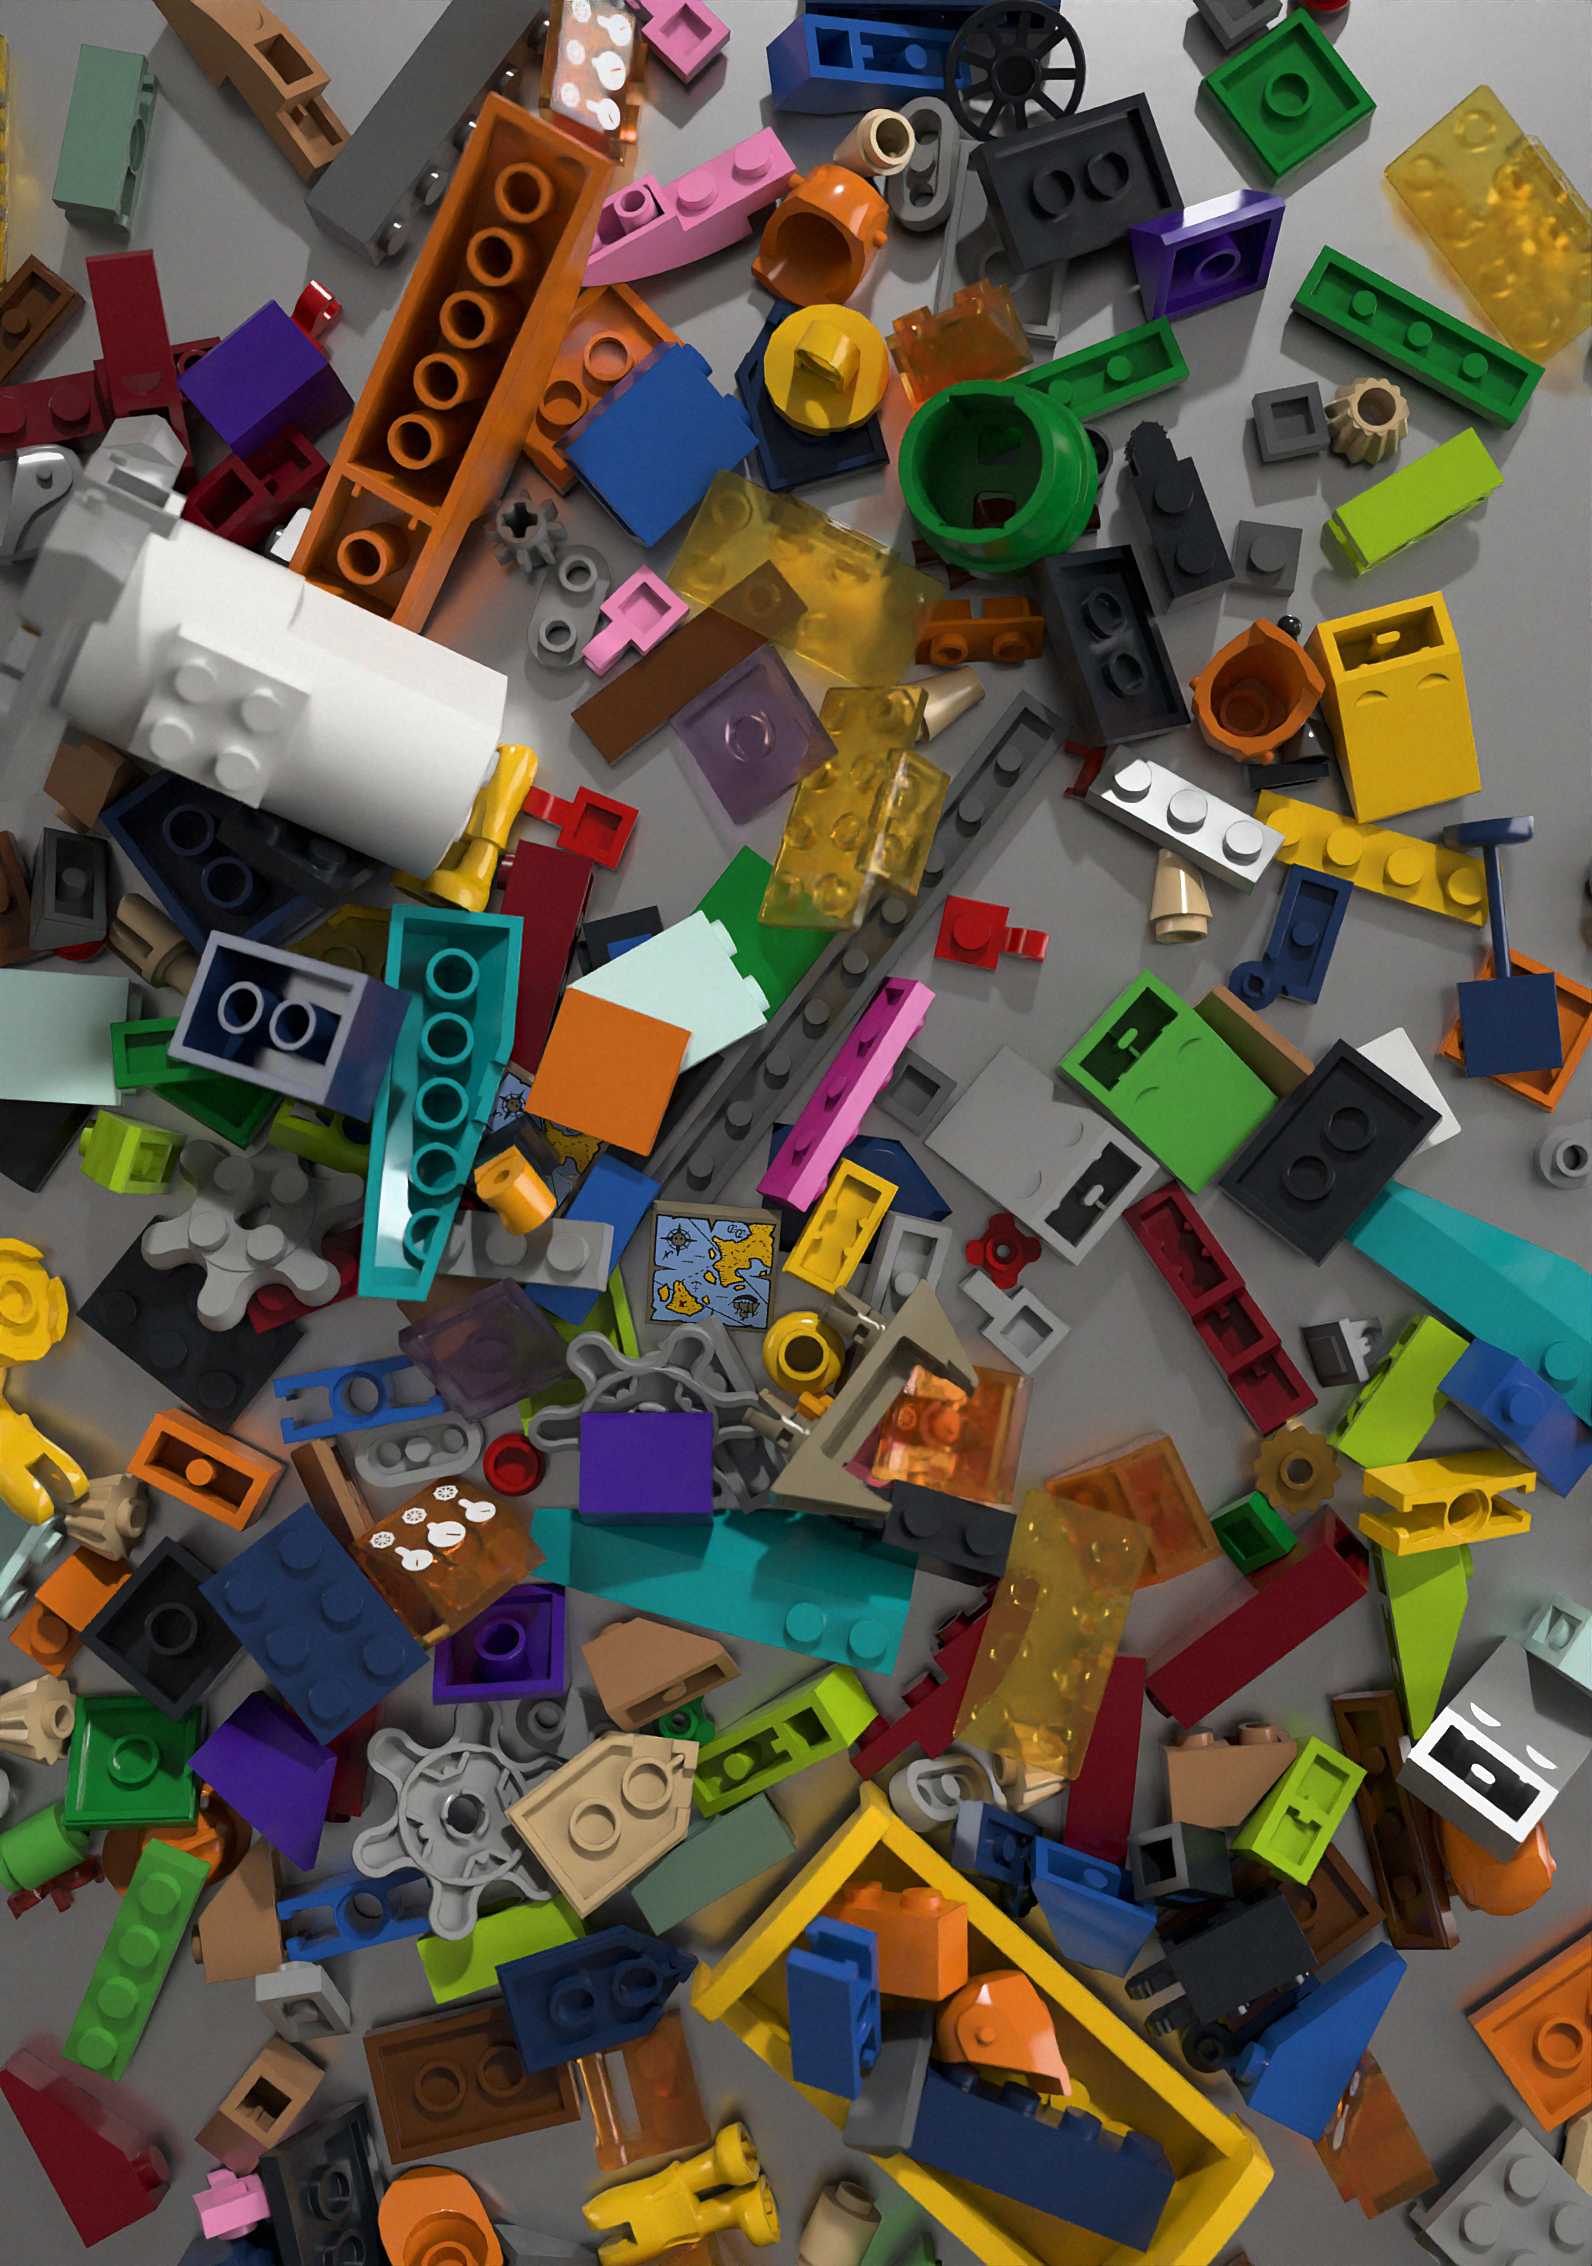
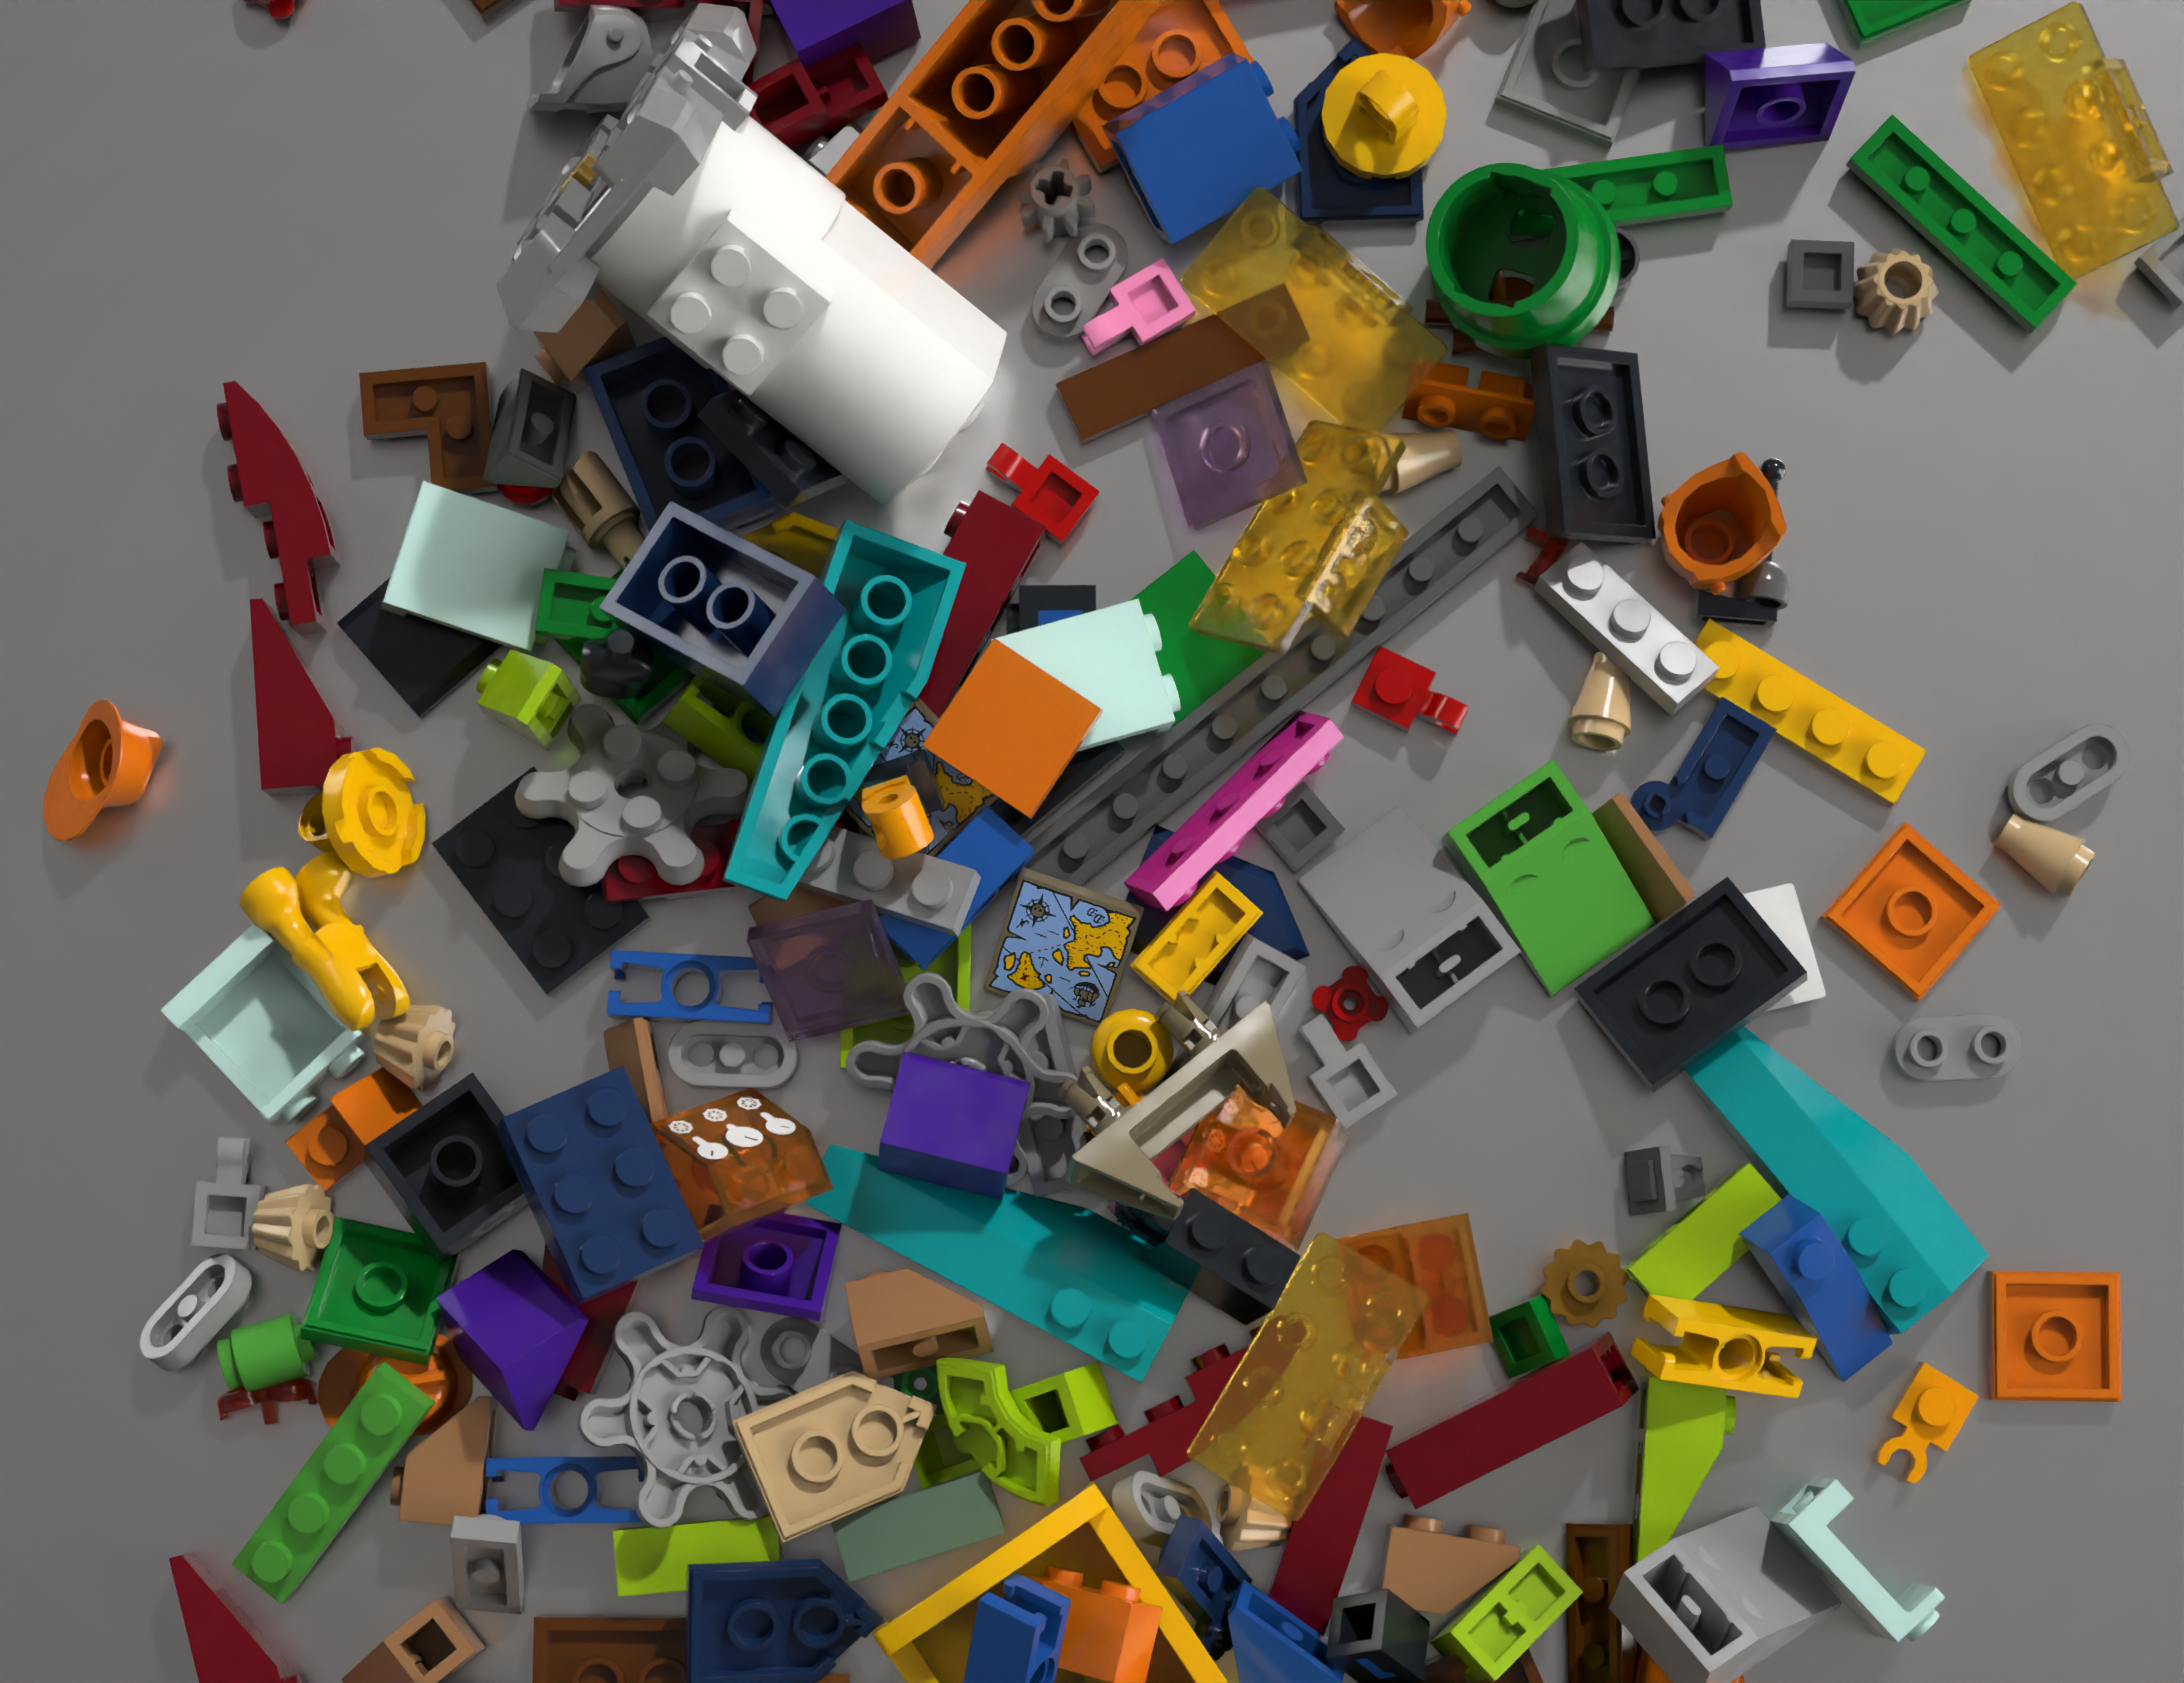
camera: 10 degrees right, 5 degrees down
(204, 1103) = (616, 666): none -> black piece
(206, 1468) = (524, 1021): orange brick -> none
(468, 867) = (924, 504): yellow piece -> none
(514, 1465) = (821, 1094): red plate -> none
(777, 1768) = (996, 1433): none -> lime tile
(964, 343) = (1518, 126): clear orange slope -> none
(1173, 522) = (1682, 343): black hinge -> none
(1219, 1308) = (1547, 1111): dark red slope -> none
(1265, 558) = (1765, 398): dark grey plate -> none
(1397, 706) = (1856, 570): yellow slope -> none
(1413, 502) = (1920, 380): lime piece -> none
(1504, 1020) = (1895, 898): dark blue piece -> none

